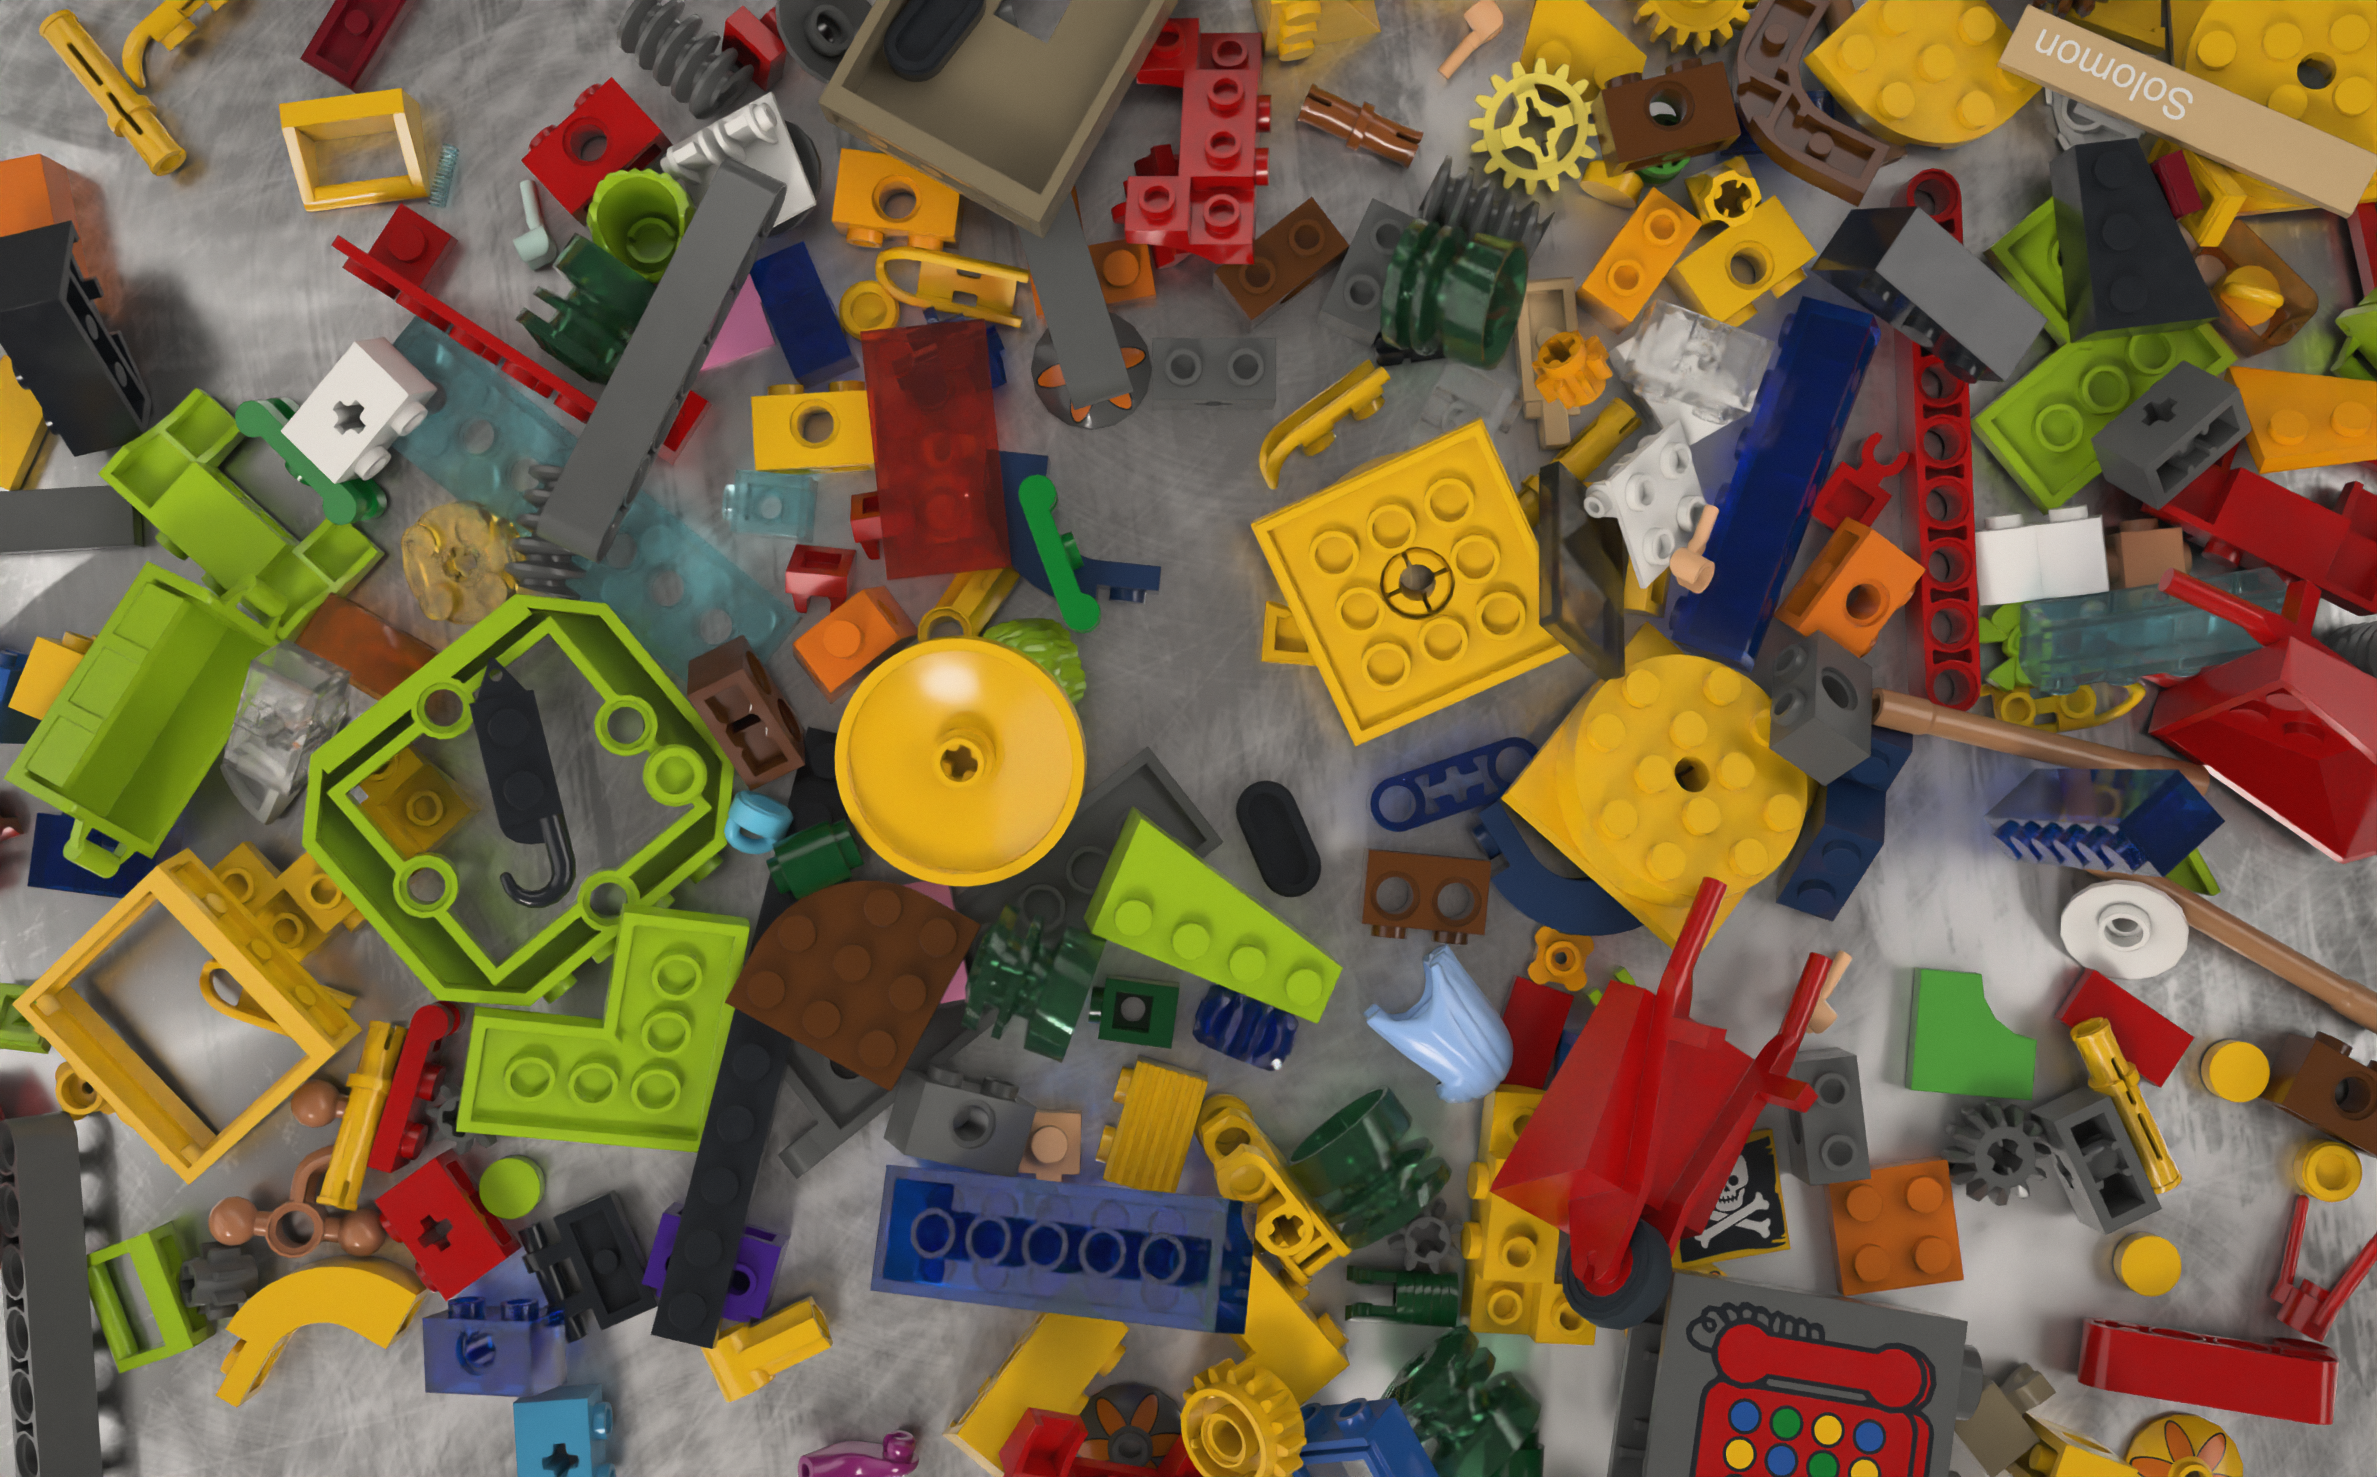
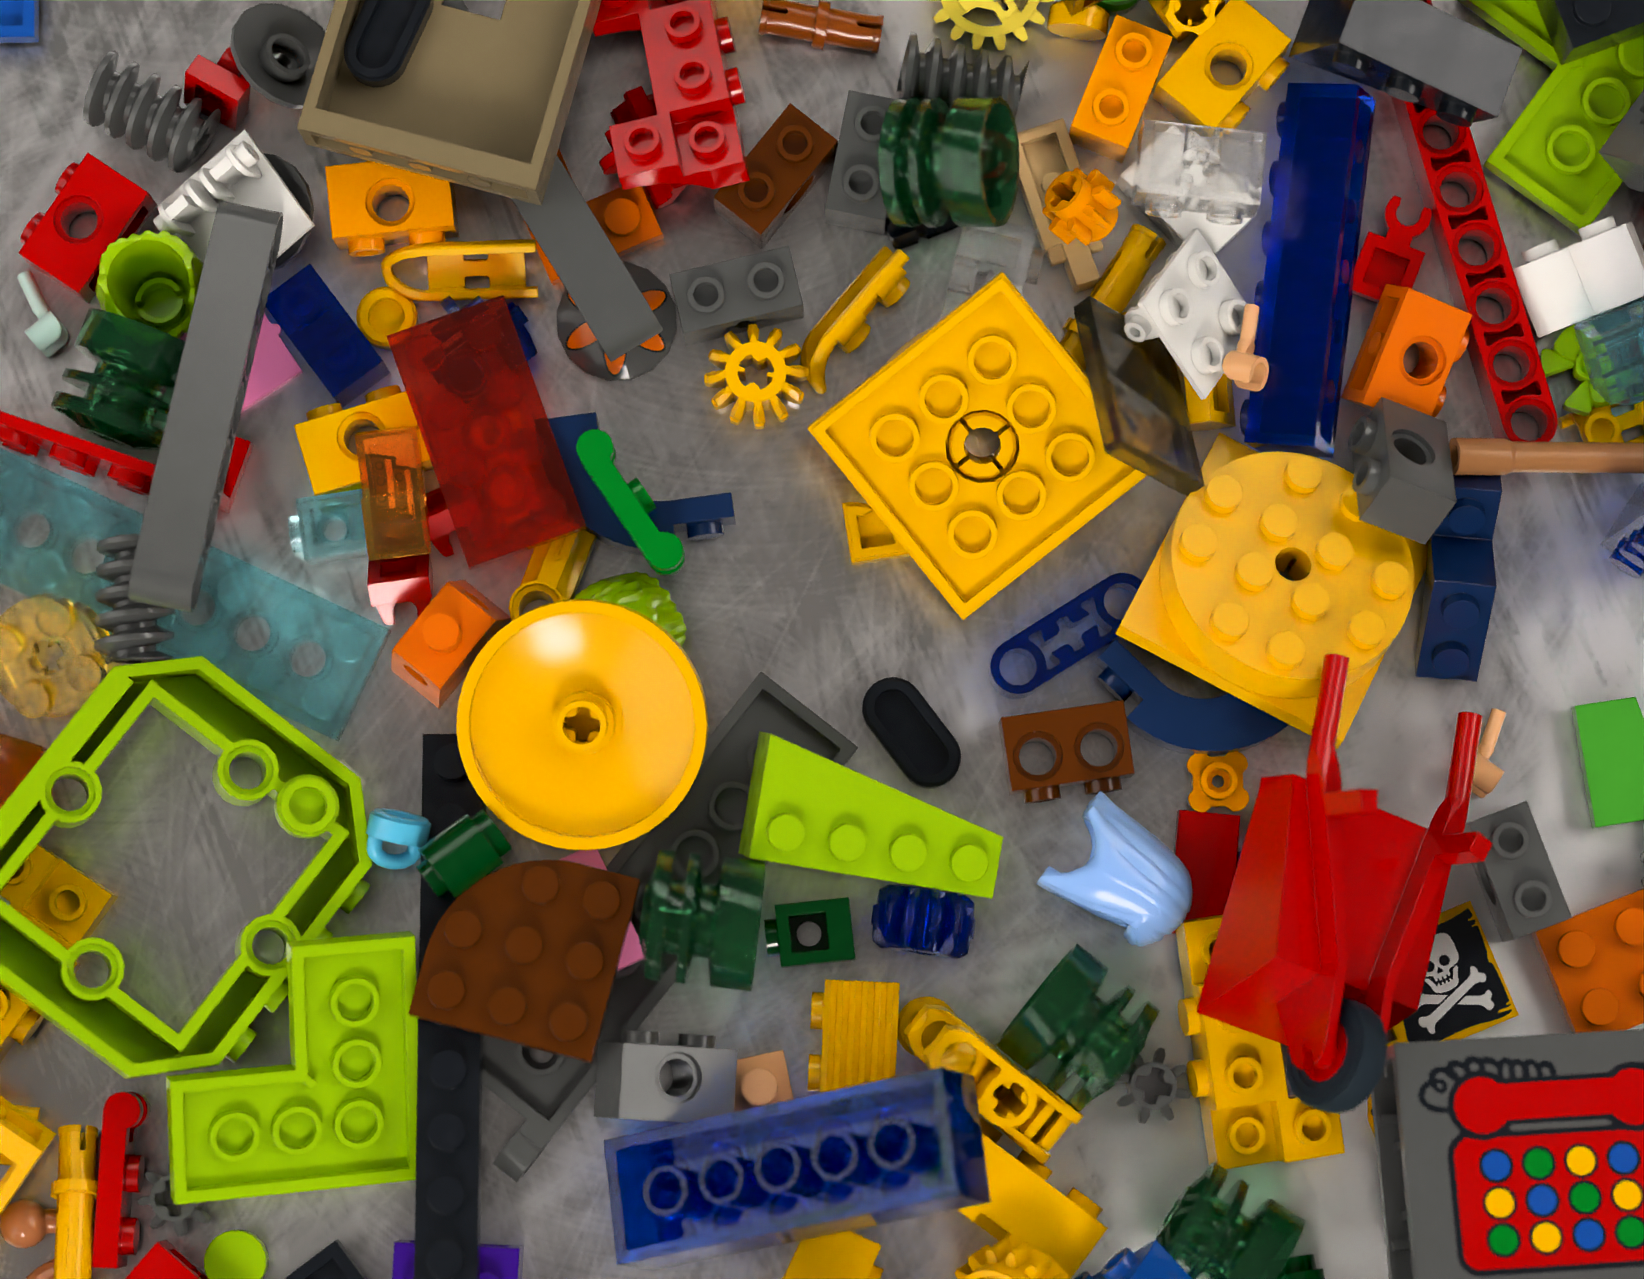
camera: 15 degrees left, 5 degrees down
(523, 782) = (163, 844): black plate -> none
(746, 712) = (361, 731): reddish brown brick -> none
(831, 487) = (393, 493): none -> clear orange slope
(1222, 439) = (751, 396): none -> yellow gear
(1417, 1297) = (1160, 1150): dark green hinge -> none

